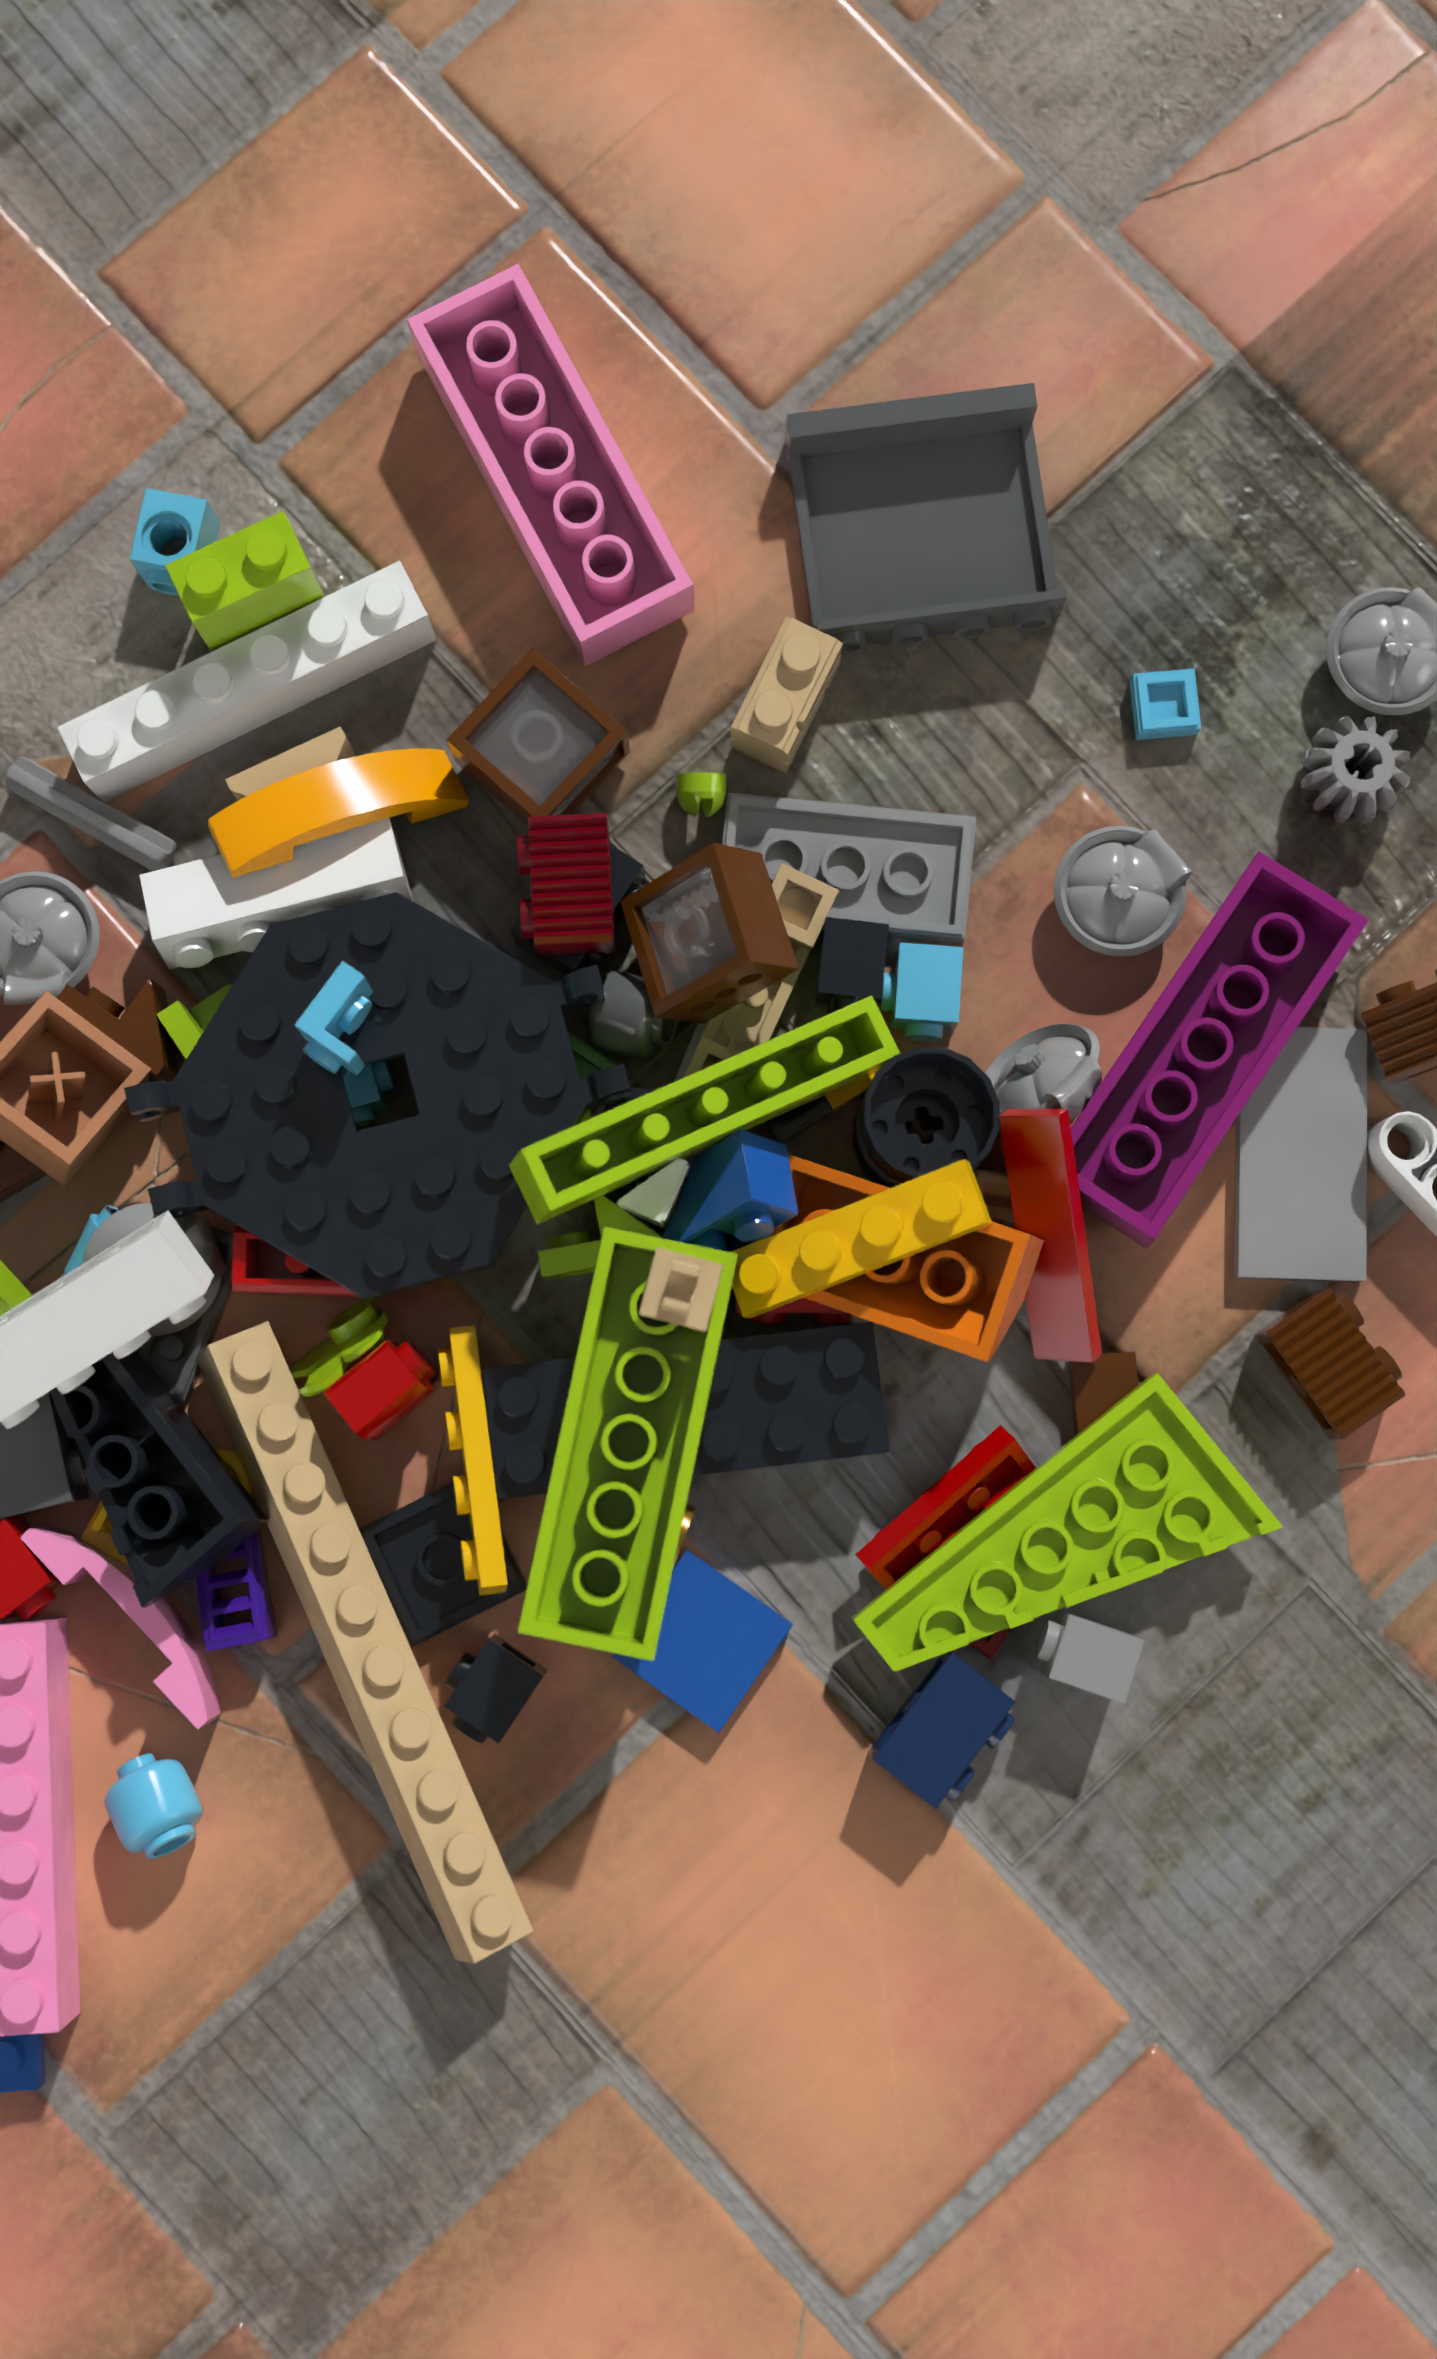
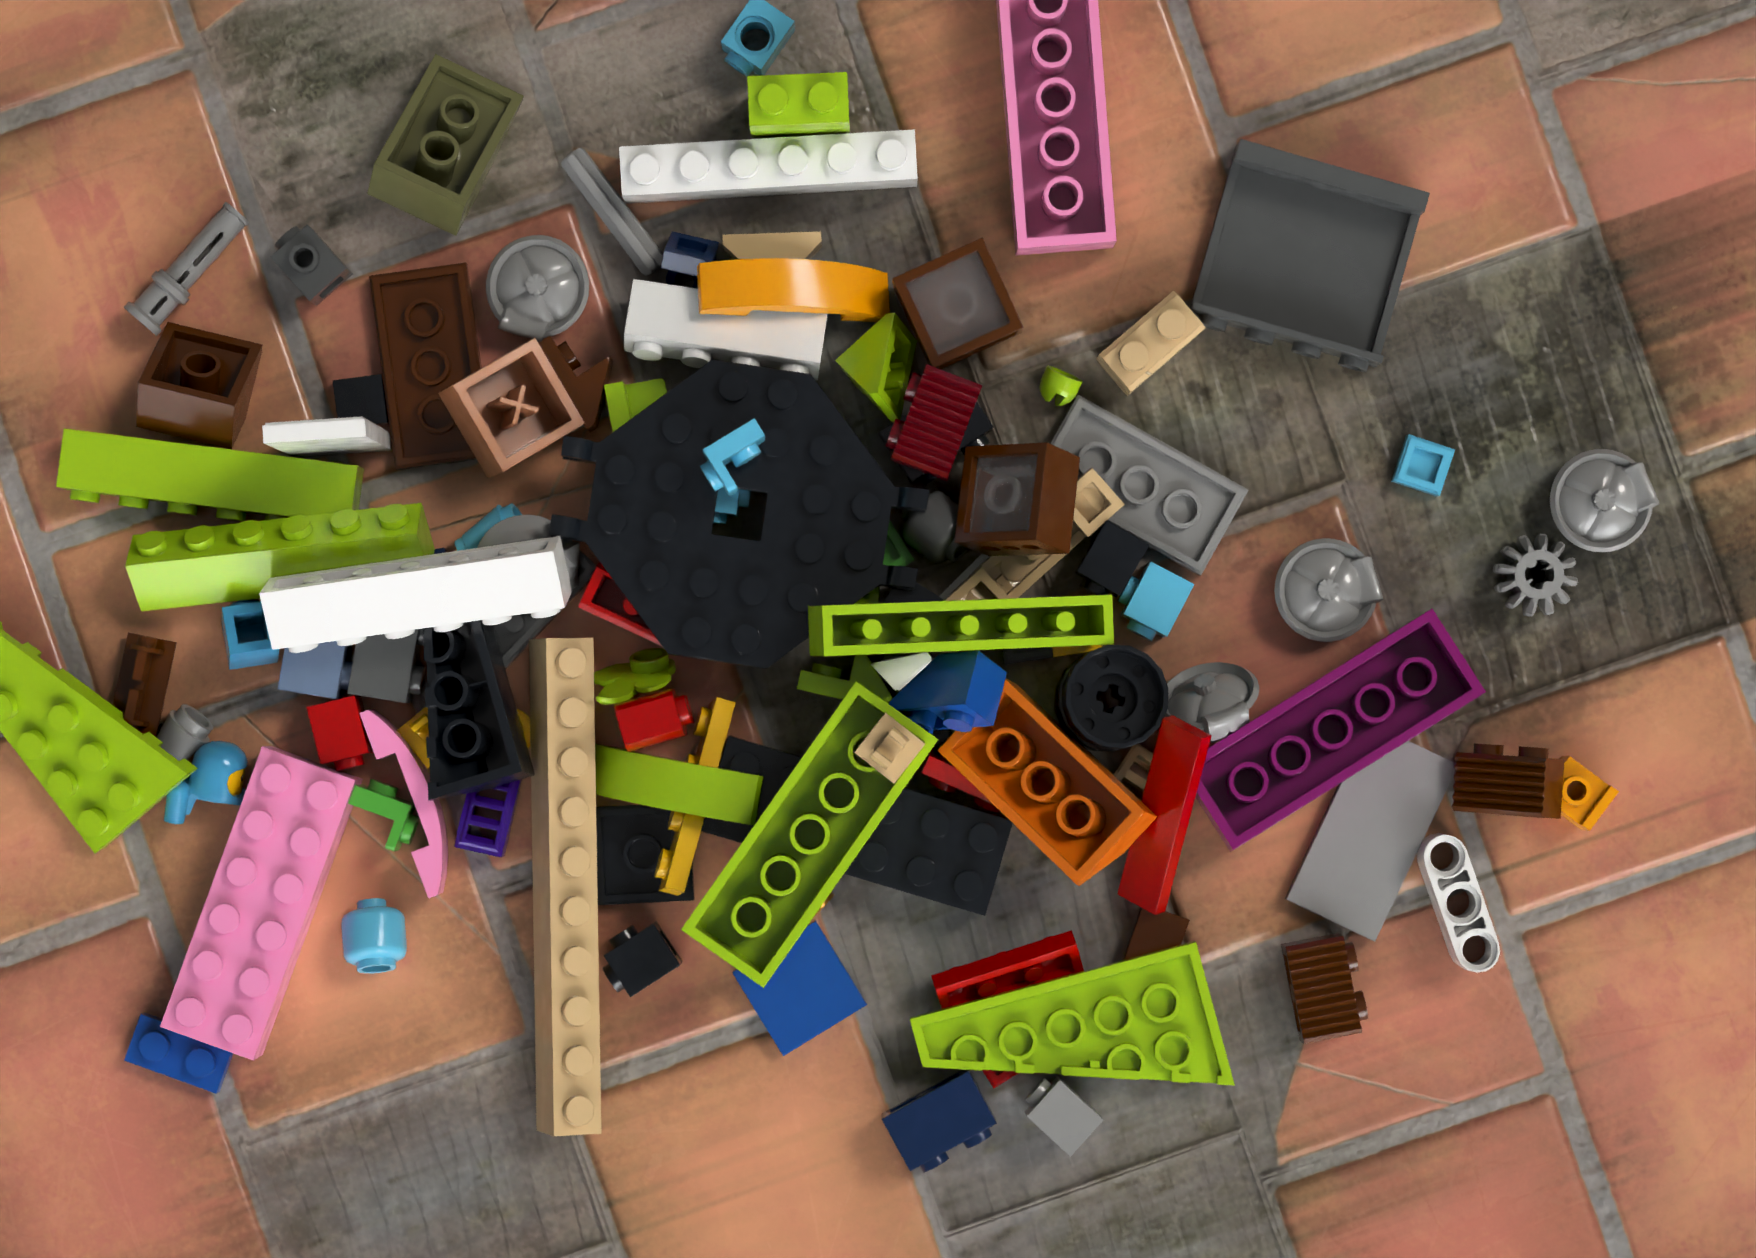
camera: 15 degrees right, 5 degrees up
(95, 1632) = (382, 800): none -> bright green bracket
(189, 829) = (685, 253): none -> dark blue tile
(444, 1455) = (677, 785): none -> lime slope
(479, 852) = (882, 364): none -> lime slope
(859, 1238) = (1027, 761): yellow plate -> none

